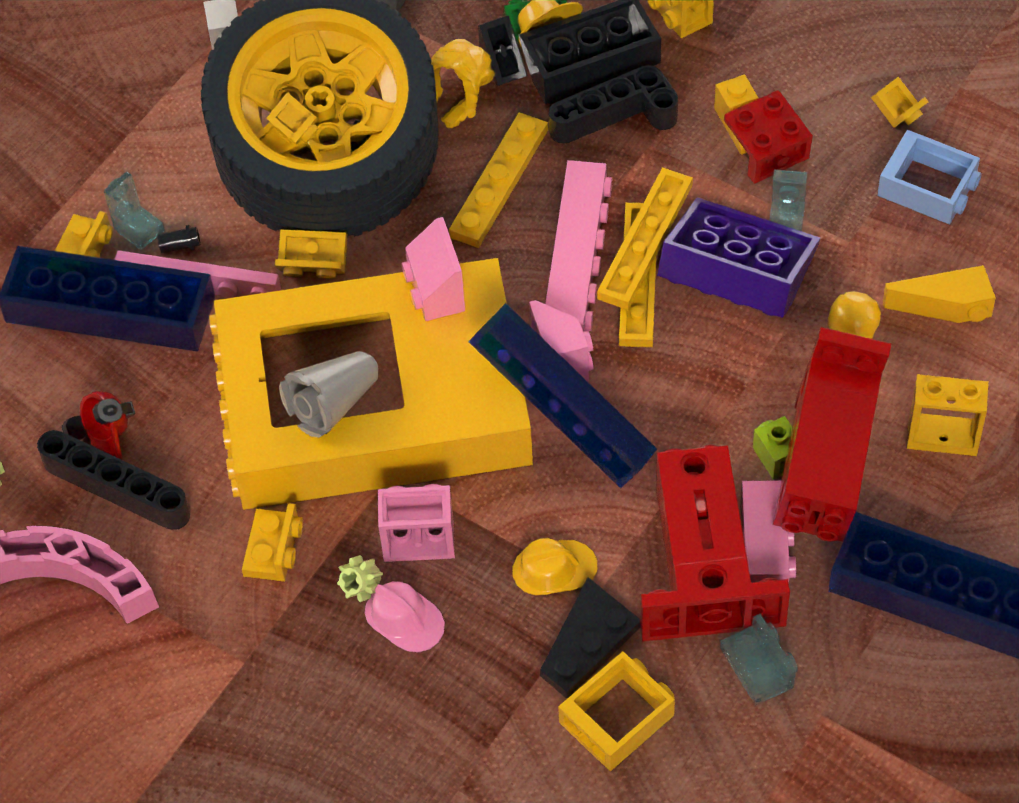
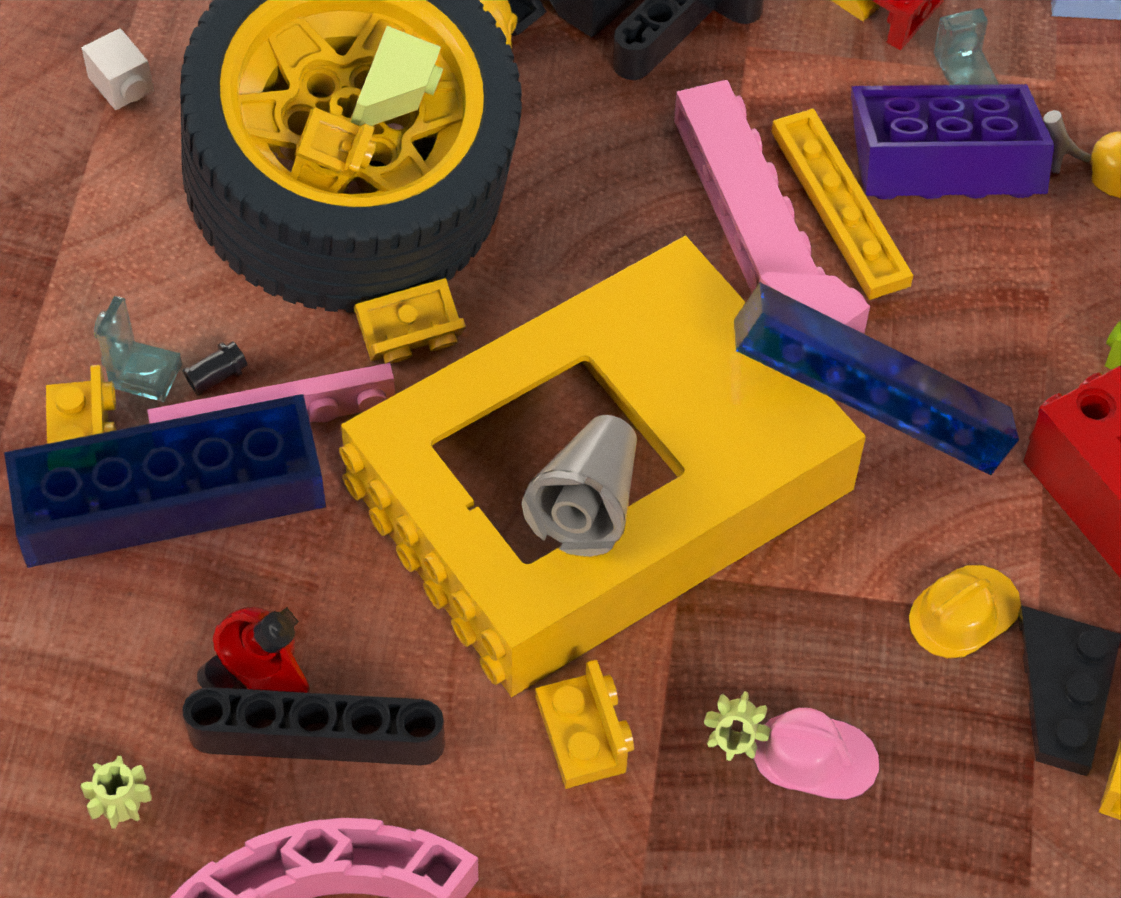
camera: 30 degrees left, 0 degrees up
(350, 91) = (397, 78): none -> yellowish green slope
(417, 514) = (757, 616): bright pink piece -> none
(434, 273) = (635, 275): bright pink slope -> none
(498, 180) = (590, 150): yellow plate -> none
(644, 238) = (832, 155): yellow plate -> none
(814, 284) = (1061, 140): none -> light grey bar

